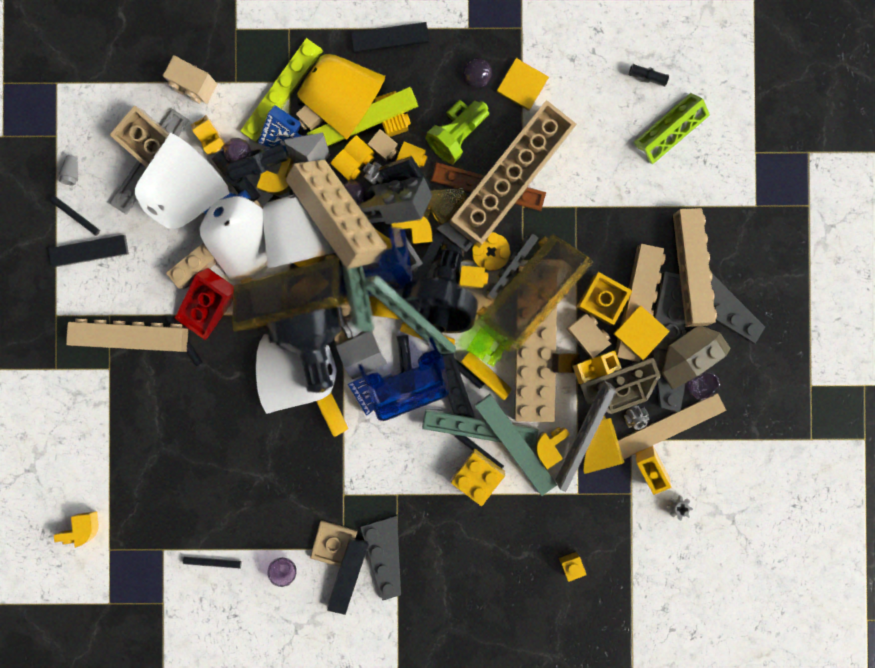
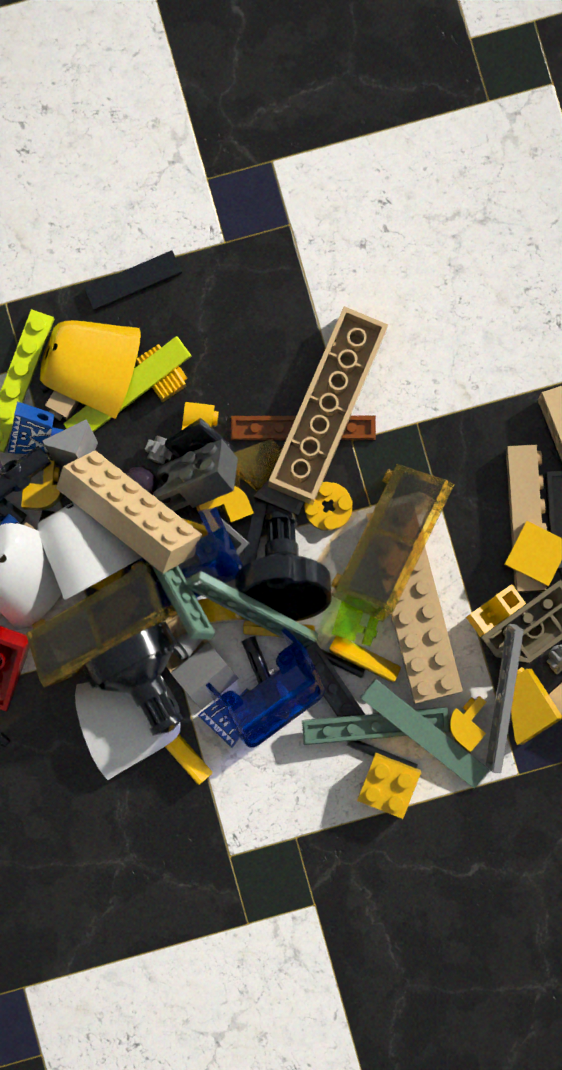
camera: 15 degrees left, 5 degrees down
(212, 562) = (89, 985): black bar -> none
(281, 572) = (180, 970): clear purple hair -> none
(331, 543) = (234, 921): tan tile -> none
(347, 576) = (262, 953): black tile -> none
(352, 158) = (128, 439): yellow brick -> none
(383, 146) = (161, 414): tan brick -> none
(384, 555) = (298, 911): dark grey wing -> none
(447, 139) = (239, 384): lime piece -> none
(473, 277) = (315, 543): yellow brick -> none
(477, 72) = (251, 293): clear purple hair -> none
(515, 260) = (361, 508): dark grey wing -> none
(522, 84) = (310, 293): yellow tile -> none
(564, 362) = (455, 615): dark brown tile -> none
(572, 566) = (536, 864): yellow brick -> none
(589, 335) = (476, 575): tan brick -> none
(604, 299) = (481, 525): yellow brick -> none
(649, 75) = (460, 240): black pin -> none
(671, 124) = (504, 292): lime fence -> none

